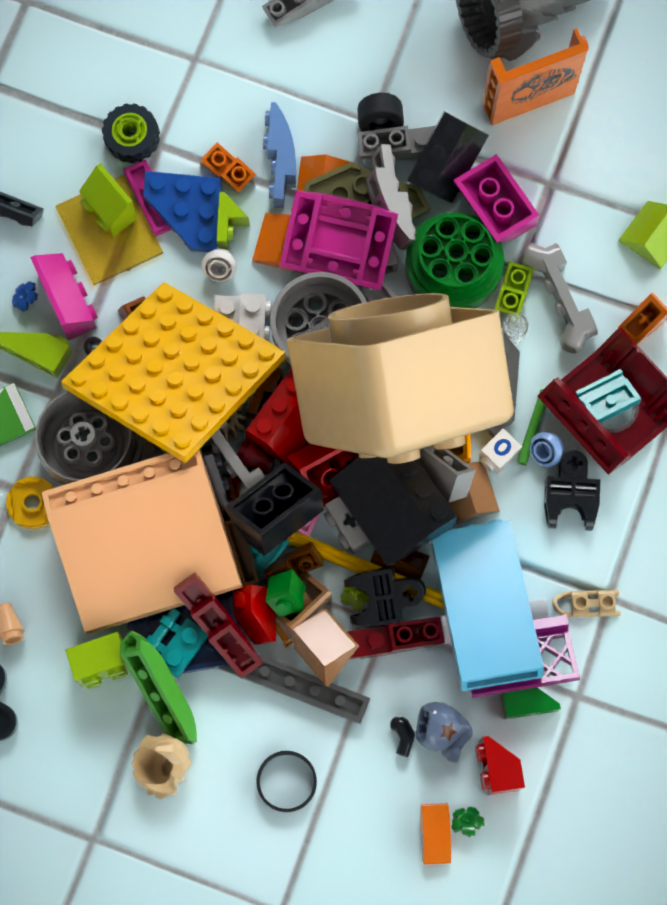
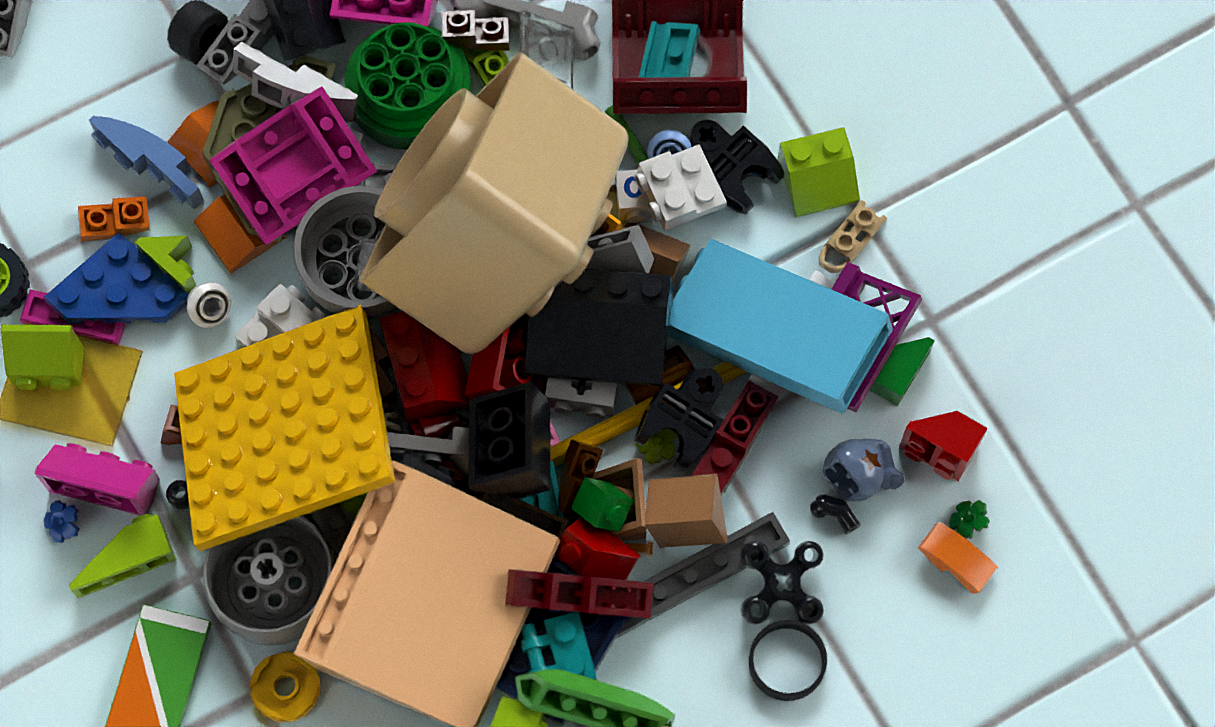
camera: 50 degrees left, 5 degrees down
(317, 739) = (793, 570): none -> black gear
(517, 269) = (464, 30): none -> reddish brown slope
(525, 474) = (679, 187): none -> white plate
(539, 324) = (547, 45): none -> clear slope
(612, 550) = (819, 172): none -> lime slope

